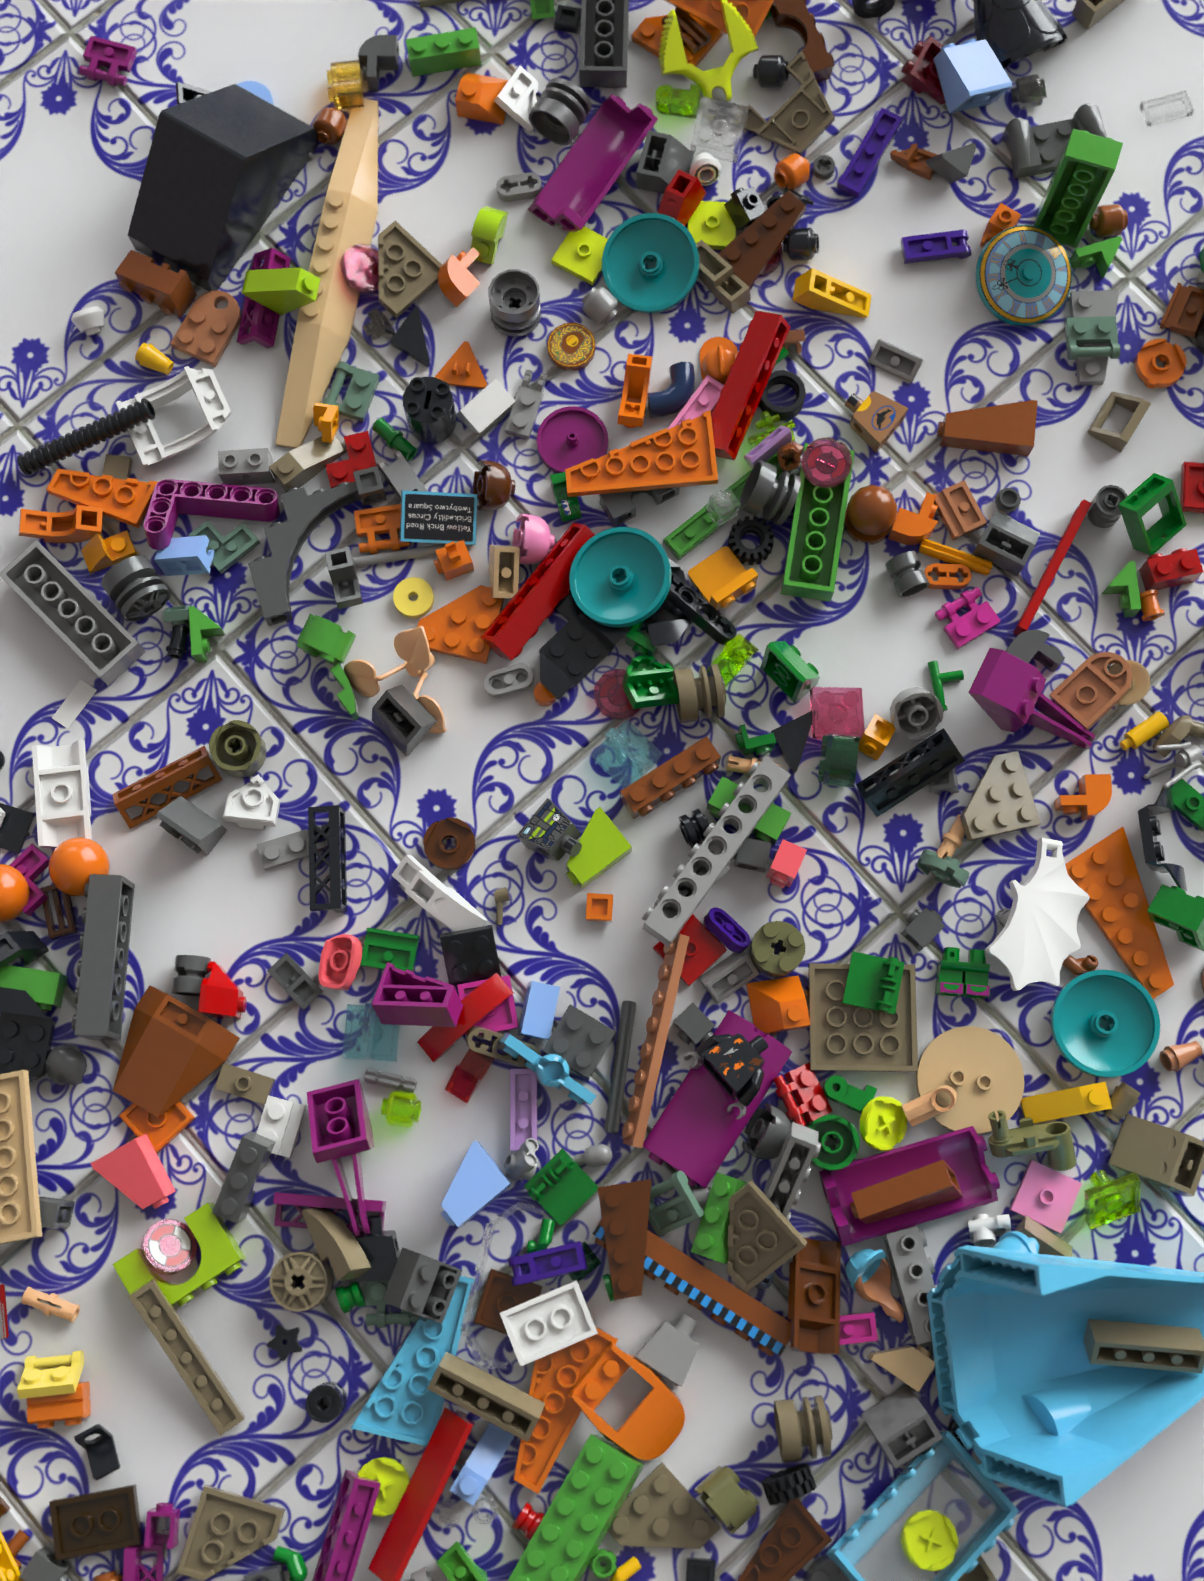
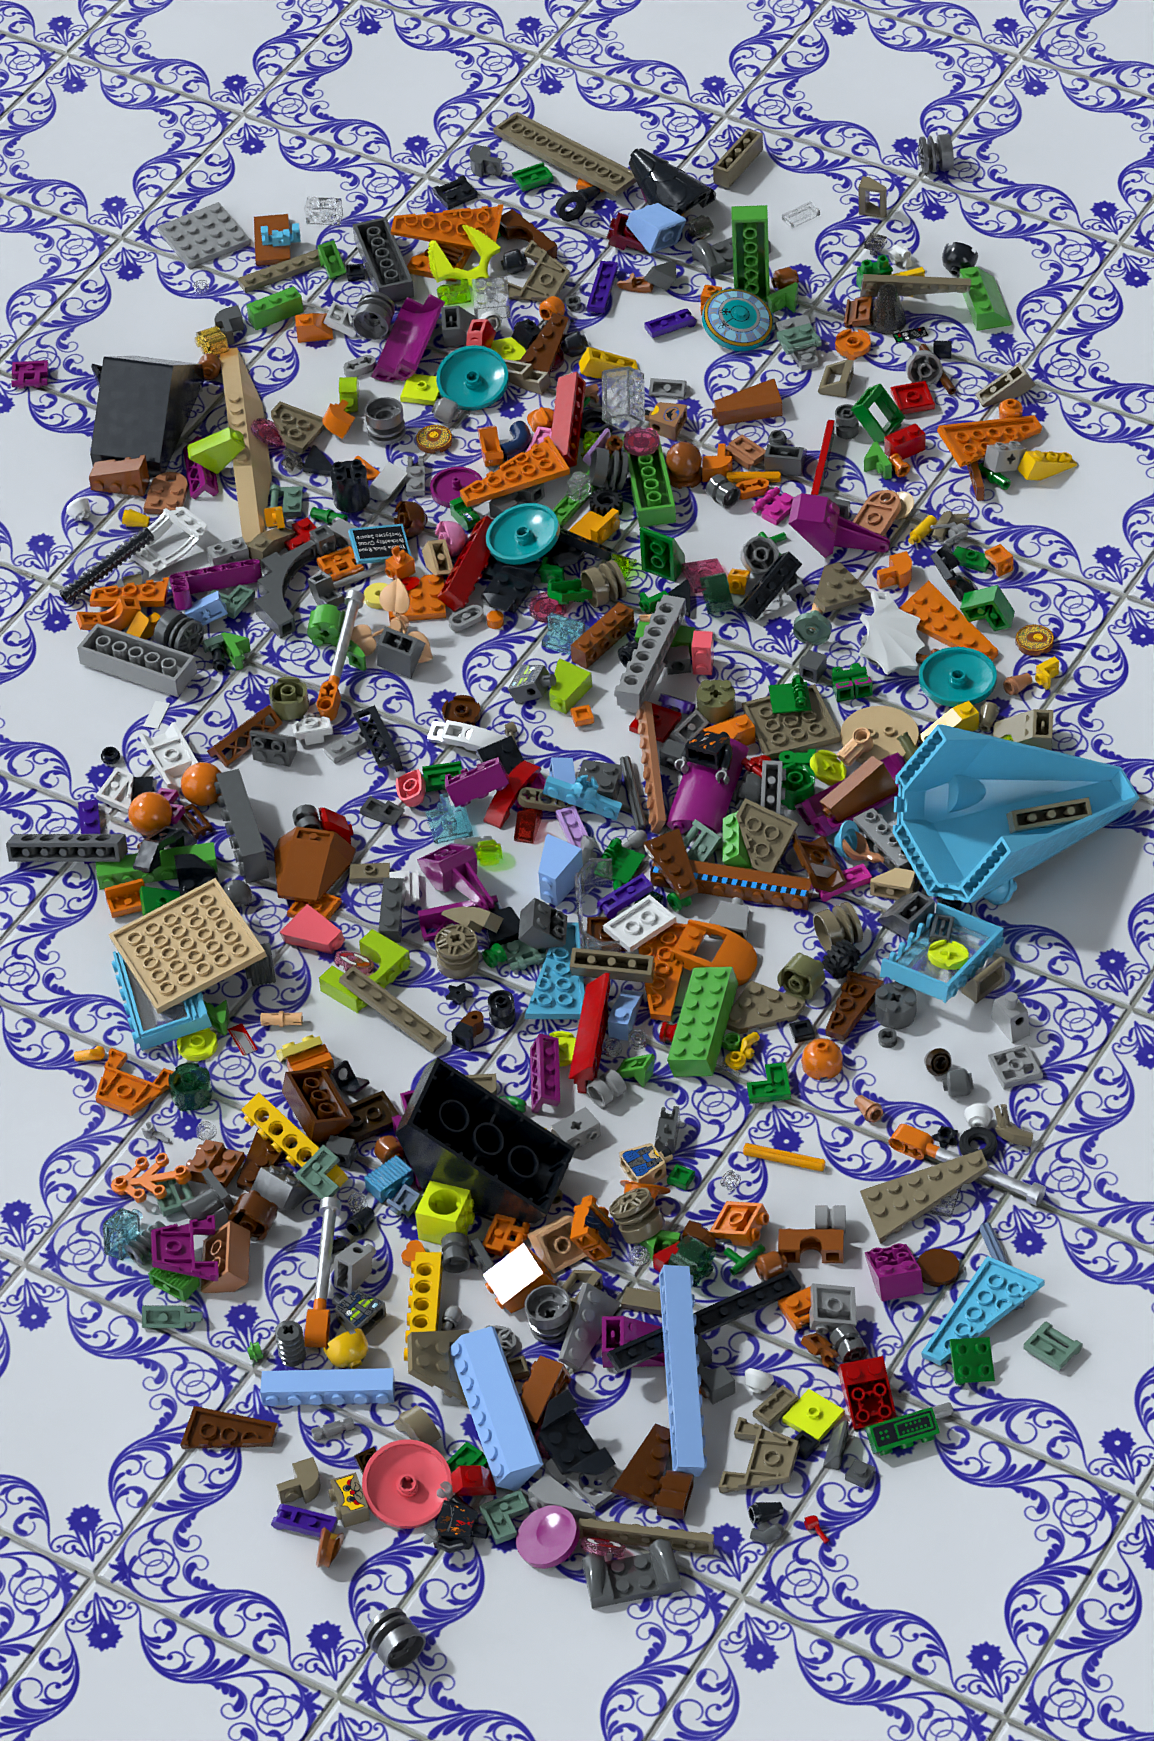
camera: 15 degrees left, 30 degrees down
(39, 1488) = (316, 1103): none -> reddish brown slope
(281, 1408) = (467, 1029): none -> leg
(365, 622) = (329, 695): none -> piece
(452, 593) = (410, 582): none -> red piece
(830, 368) = (623, 398): none -> clear slope
(927, 1472) = (944, 918): none -> dark grey tile

